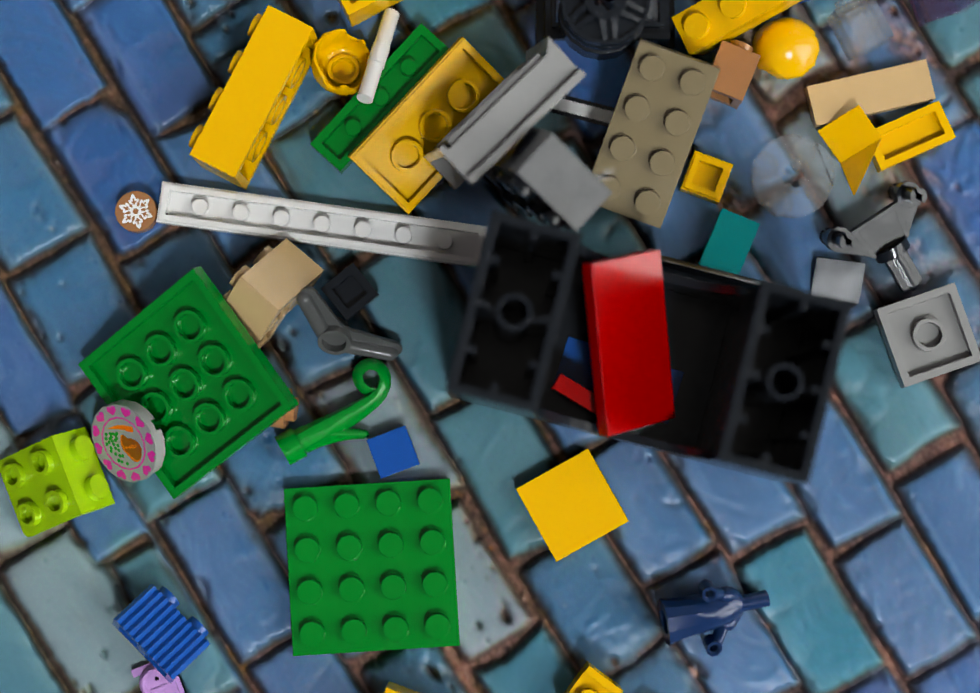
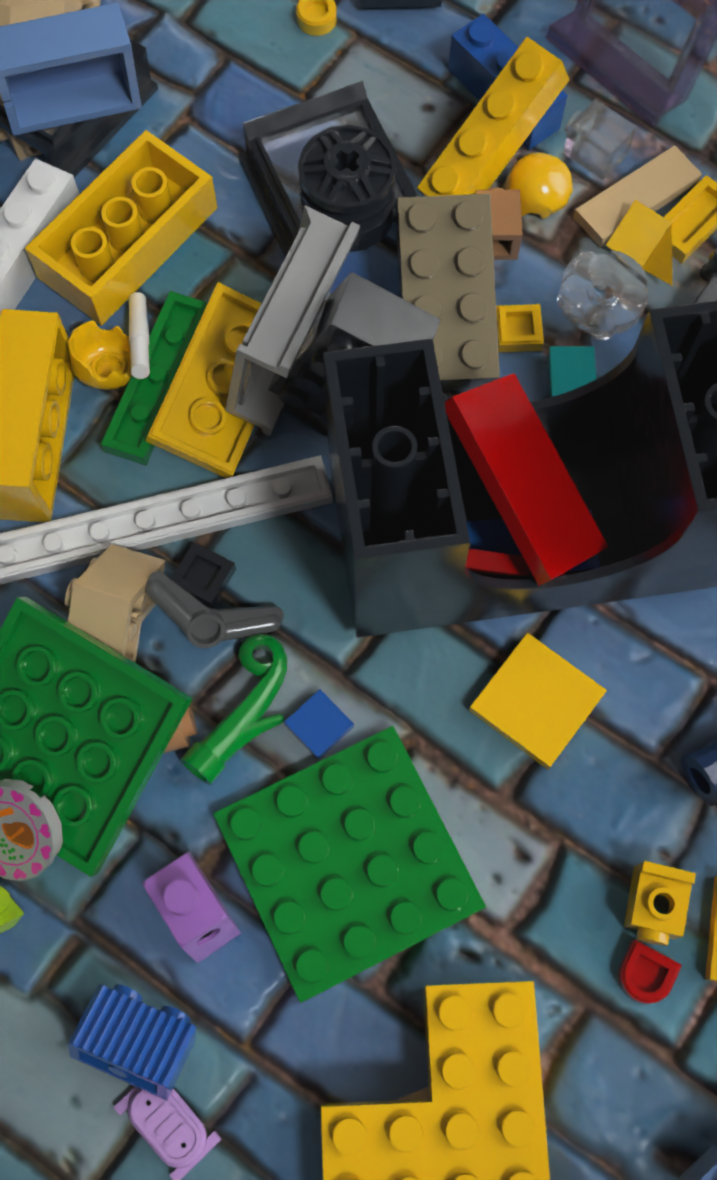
camera: 20 degrees left, 15 degrees down
(238, 551) = (191, 907): none -> medium lavender torso

